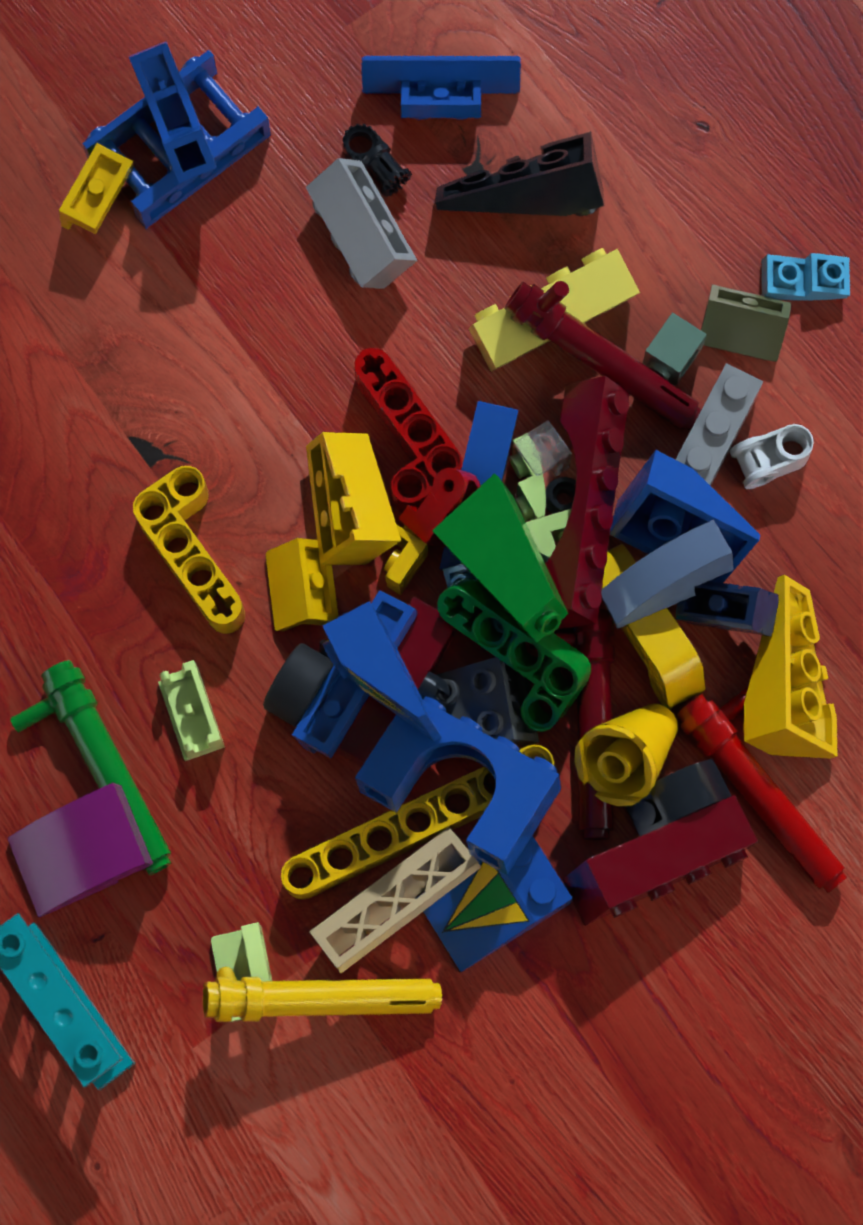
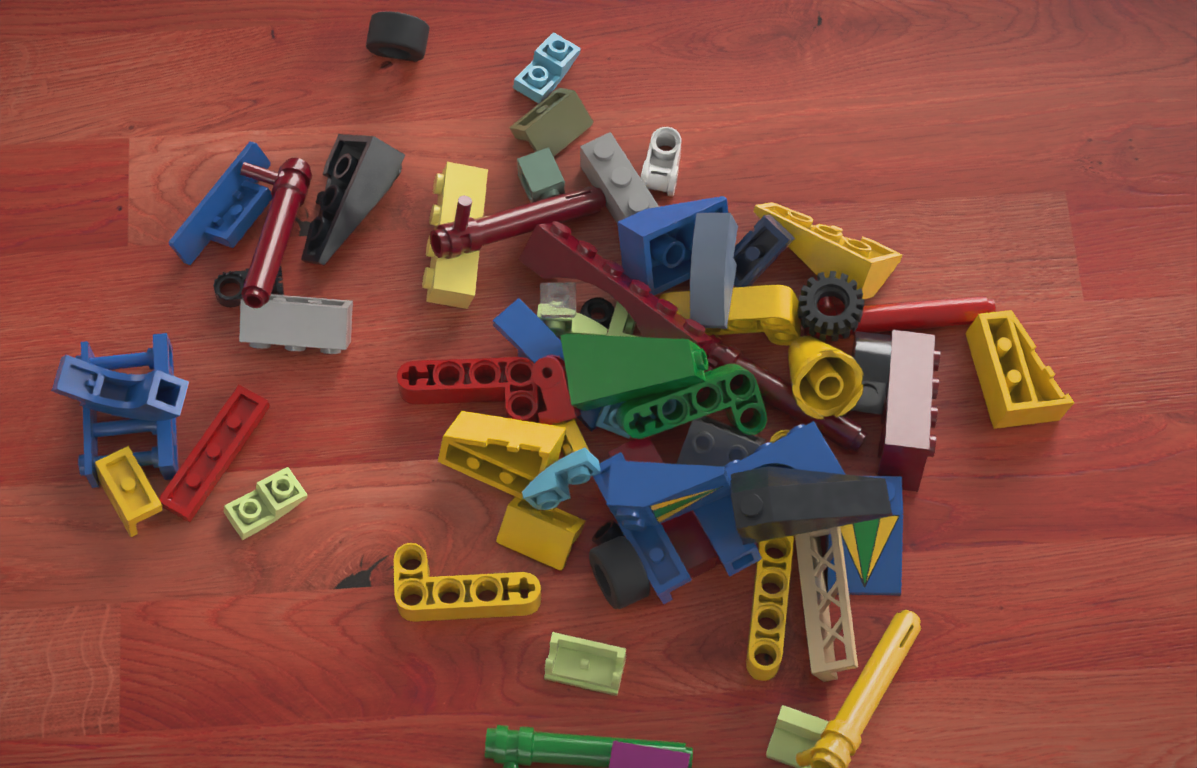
camera: 60 degrees left, 10 degrees down
(167, 320) = (266, 504): none -> yellowish green slope
(185, 241) = (214, 453): none -> red plate
(345, 568) = (552, 484): none -> medium azure slope
(455, 803) = (793, 501): none -> black wedge
(488, 129) = (288, 194): none -> dark red cylinder
(718, 691) = (833, 287): none -> black tyre
(732, 114) = (397, 36): none -> black tyre
(769, 947) = (1012, 374): none -> yellow wedge

